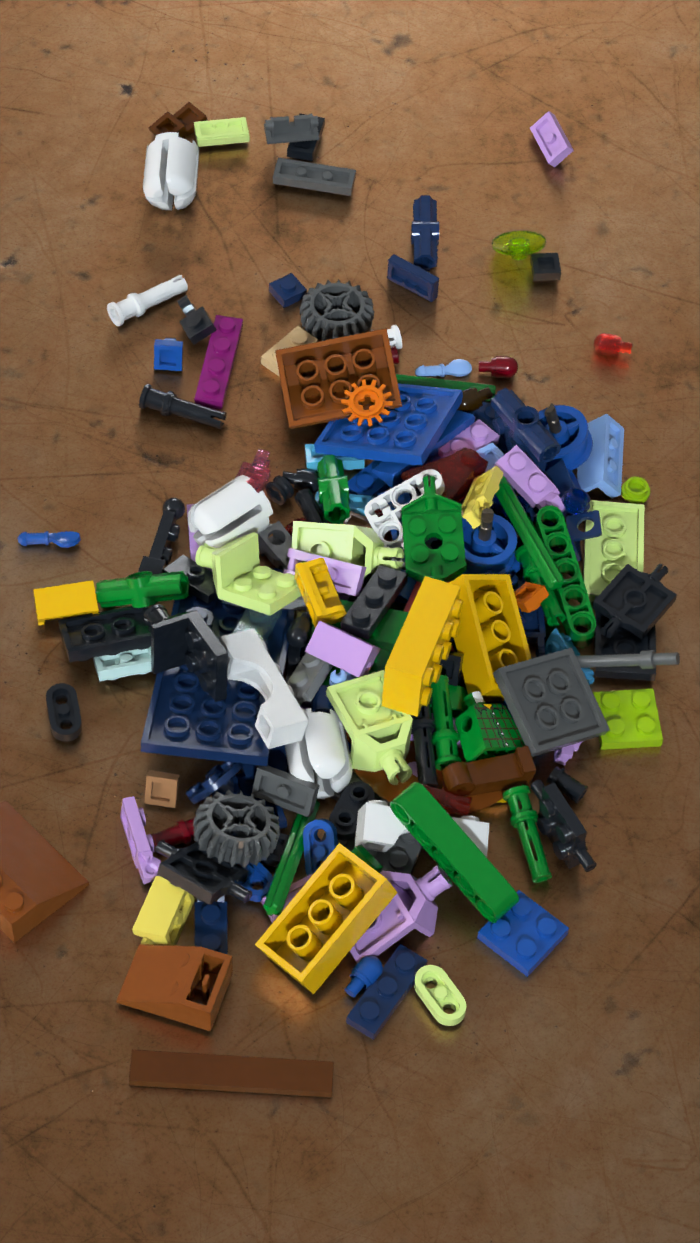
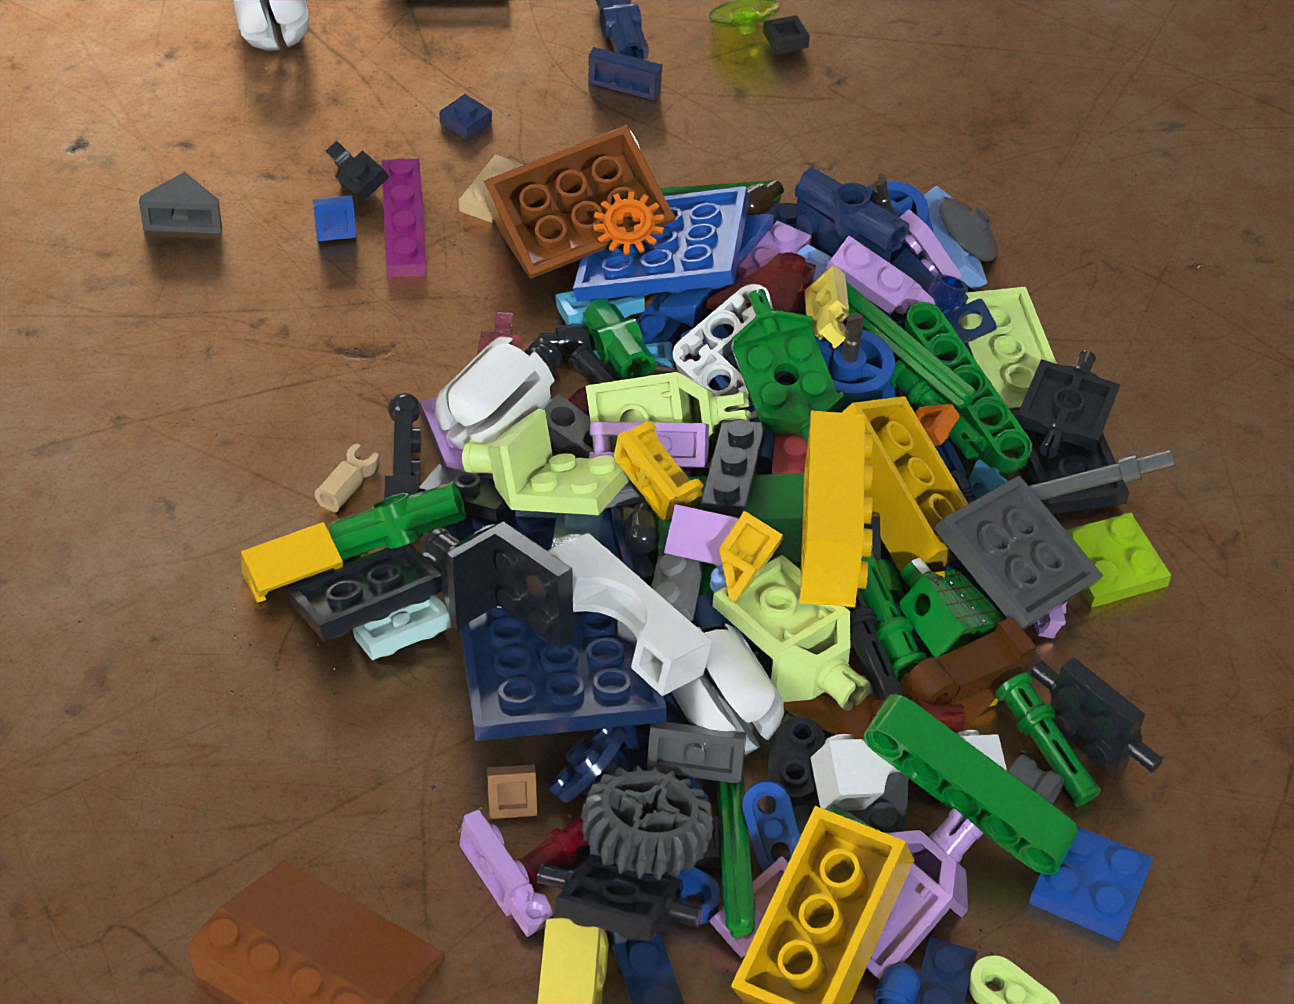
camera: 15 degrees left, 5 degrees down
(62, 539) = (258, 479): blue piece -> none
(63, 714) = (334, 717): black plate -> none
(64, 325) = (180, 207): none -> dark grey slope
(121, 550) = (346, 479): none -> tan bar
(136, 304) = (271, 164): white pin -> none
(169, 404) = (353, 278): black pin -> none
(336, 304) = (538, 125): dark grey gear -> none
(354, 665) = (746, 553): none -> yellow slope
(455, 368) = (718, 170): light blue piece -> none
(500, 366) = (773, 158): dark red cylinder -> none
(506, 862) = (1043, 783): none -> dark grey wheel
(567, 784) = (1058, 654): black pin -> none
(580, 470) = (922, 240): none -> lavender plate
(611, 345) = (903, 109): clear red cylinder -> none
(619, 451) = (969, 228): none -> dark grey dish
(635, 490) = (1004, 272): lime plate -> none

